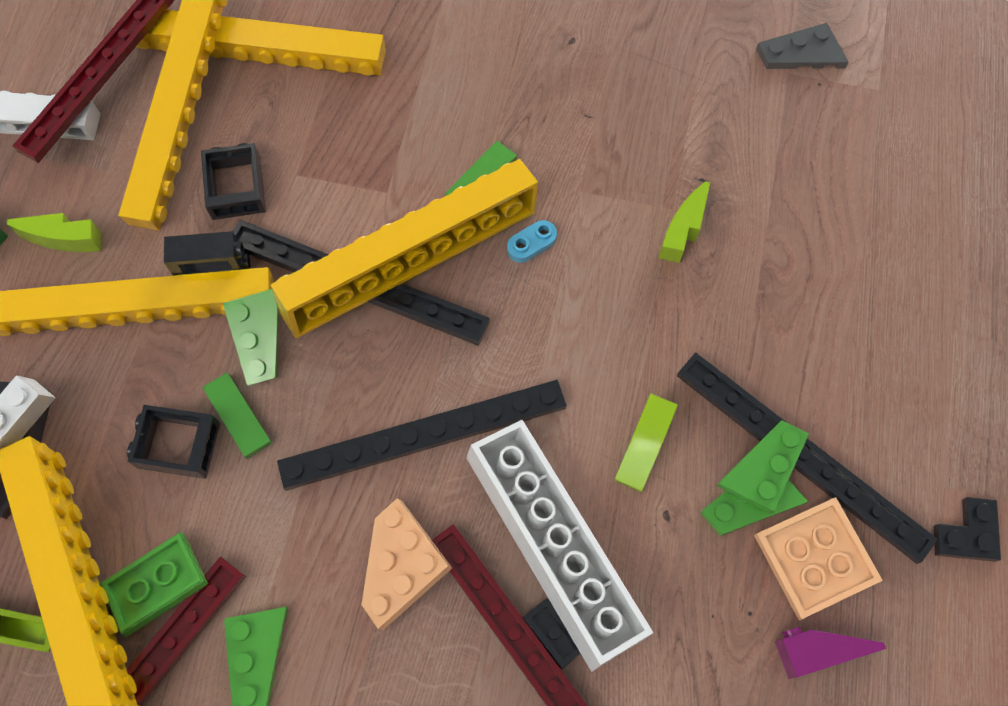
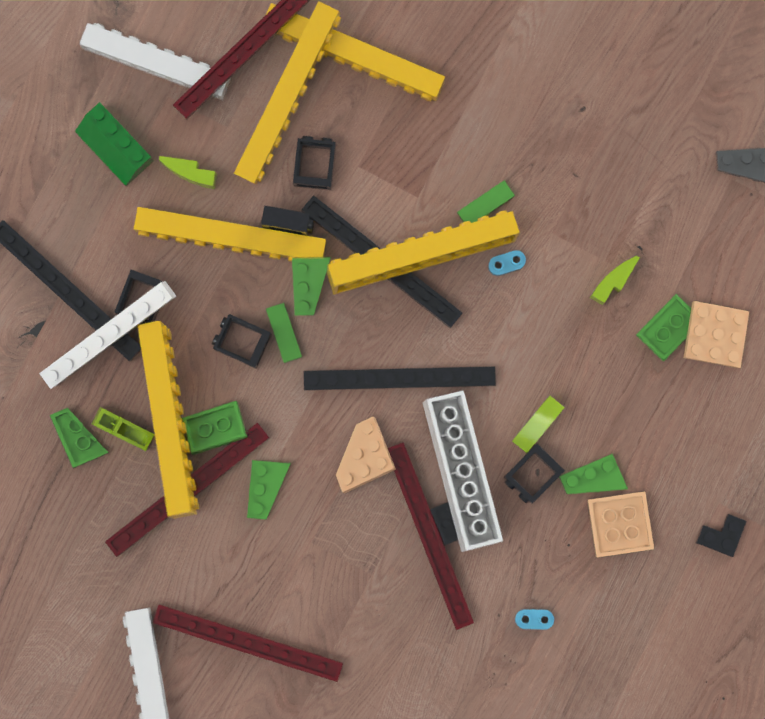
camera: 20 degrees right, 15 degrees up
(677, 492) = (545, 458): none -> black window
(767, 467) = (608, 462): bright green wing -> none
(780, 267) = (667, 328): none -> bright green tile
(812, 462) = (635, 459): black plate -> none
(818, 650) = (598, 577): magenta slope -> none
(847, 258) = (716, 334): none -> light nougat plate

